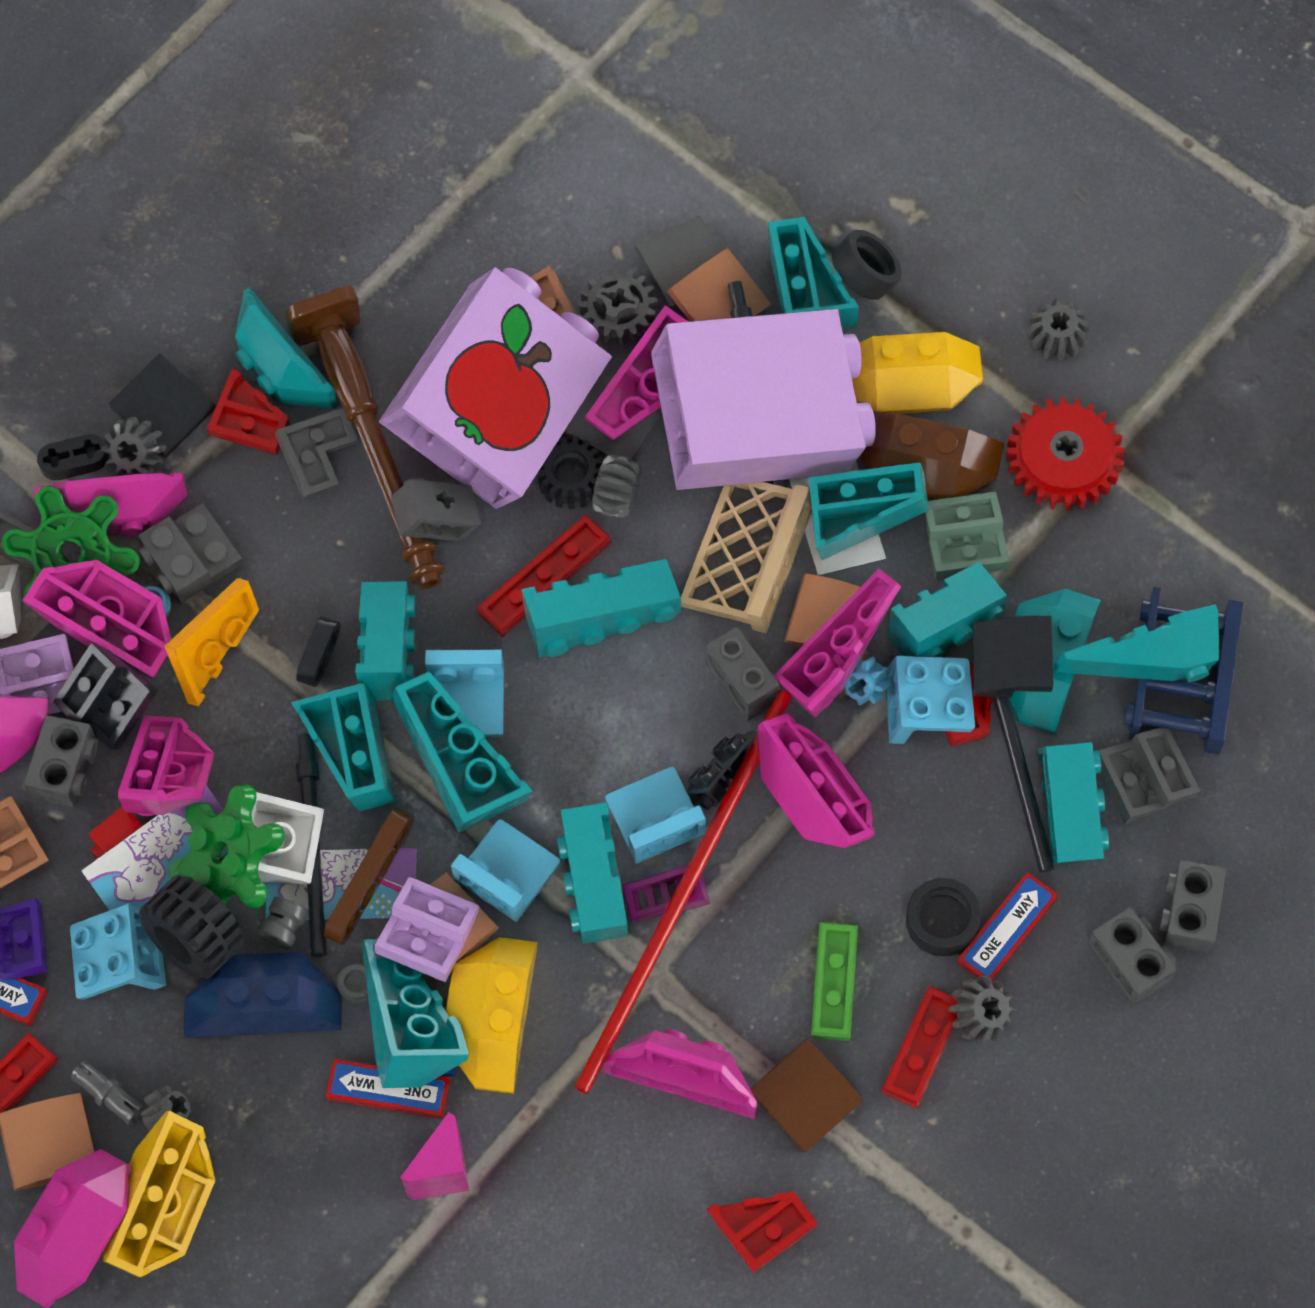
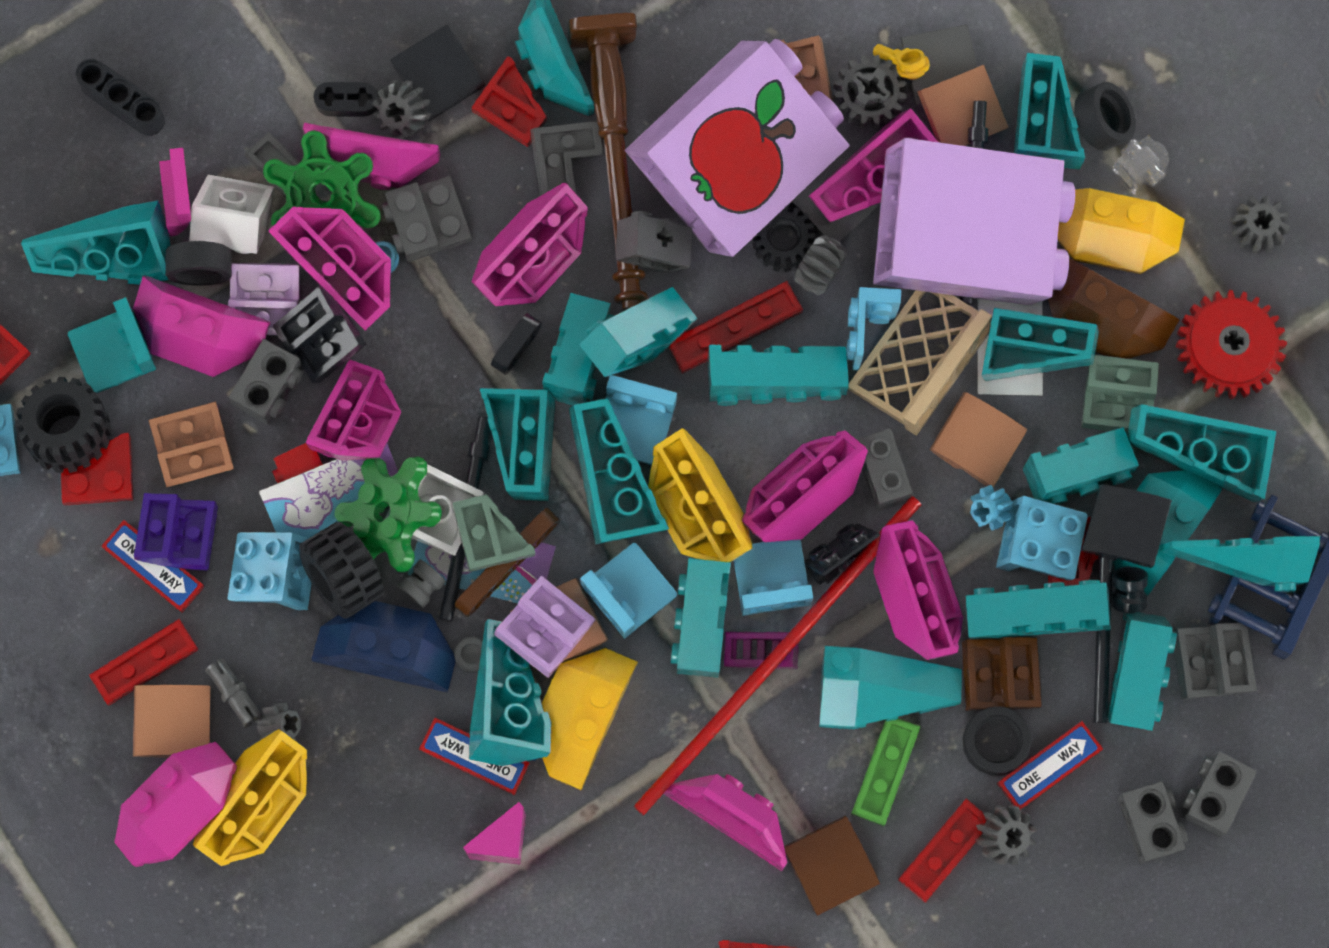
camera: 10 degrees right, 10 degrees up
(206, 639) = (417, 309): light orange wing -> none
(311, 550) = (533, 249): none -> dark pink wedge
(340, 849) = (487, 534): none -> sand green wing
(443, 600) = (637, 333): none -> teal wedge
(552, 754) = (696, 501): none -> yellow wedge
(650, 265) = (908, 62): none -> yellow plate
(666, 712) = (805, 488): none -> dark pink wedge
(686, 511) = (879, 307): none -> medium azure bracket
(797, 894) = (878, 686): none -> teal wedge
(831, 654) = (969, 476): dark pink wedge -> none
(918, 303) = (1142, 164): none -> clear brick
(927, 847) = (1001, 673): none -> reddish brown slope
(948, 768) = (1038, 611): none -> teal wedge
(1036, 723) = (1129, 589): none -> black wheel
(1074, 558) = (1214, 449): none -> teal wedge

